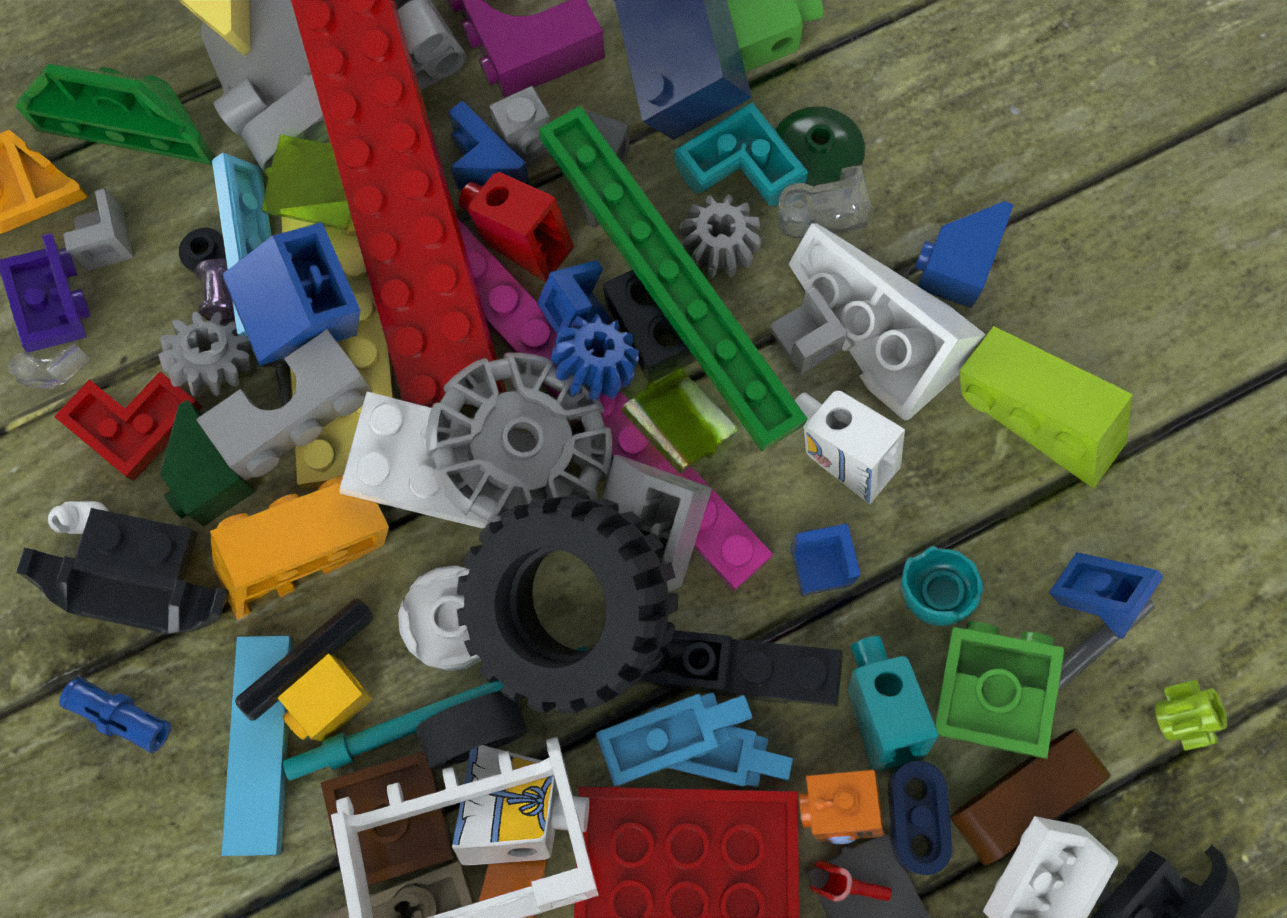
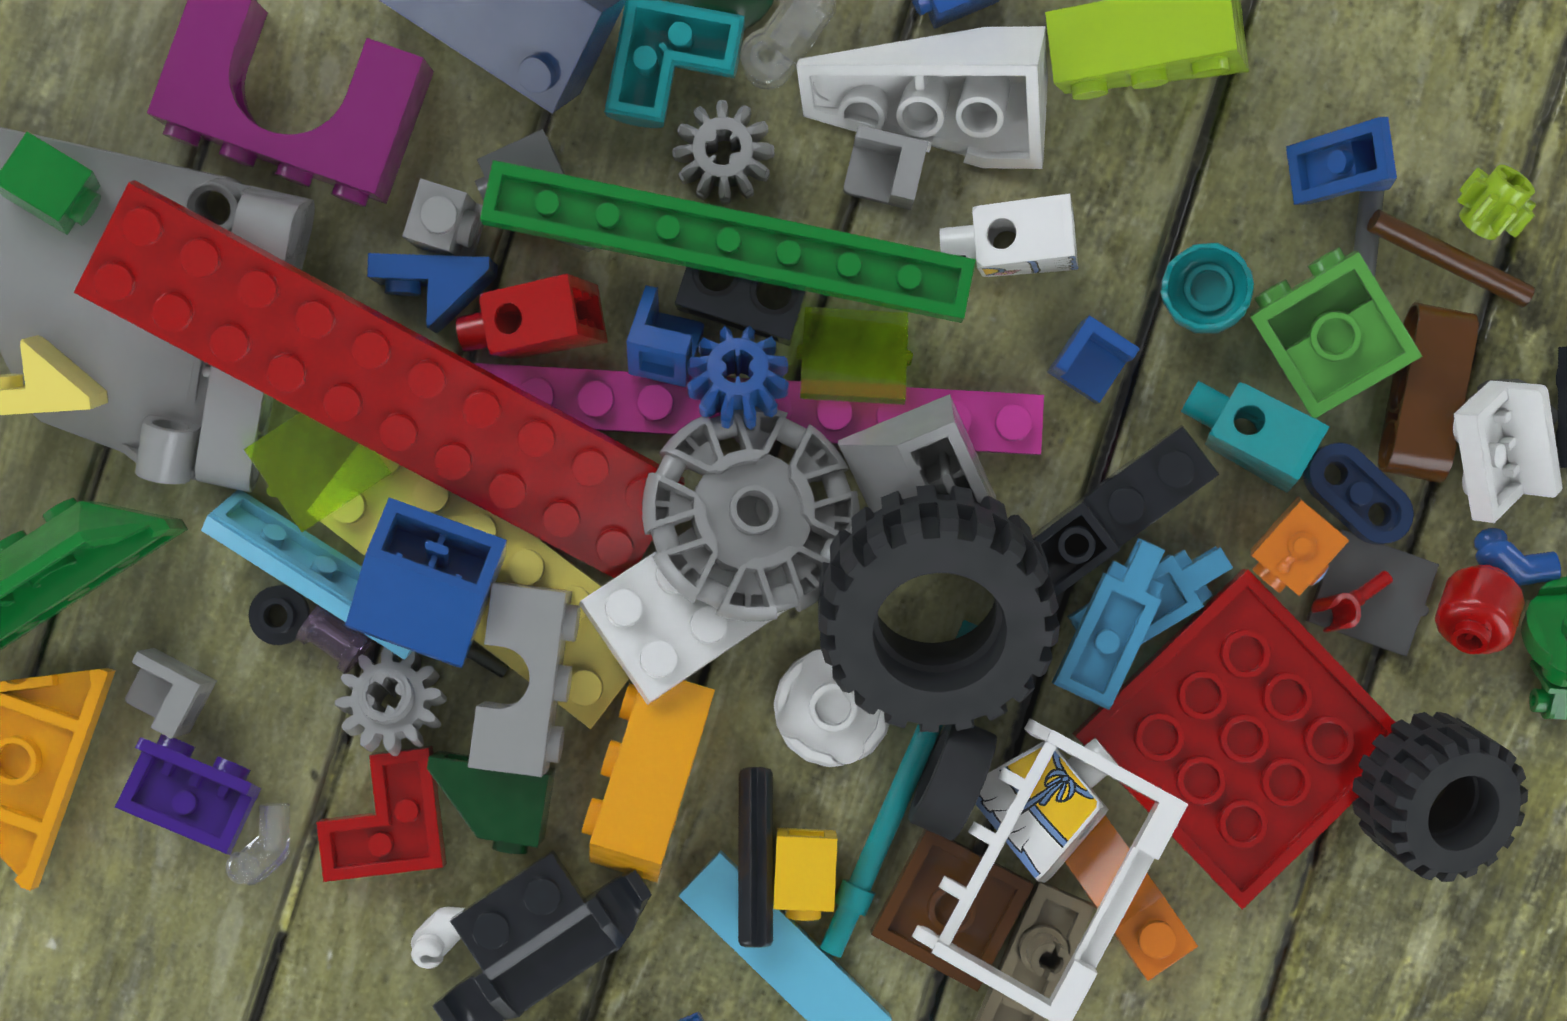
camera: 45 degrees left, 15 degrees up
(1126, 725) = (1450, 258): none -> reddish brown bar

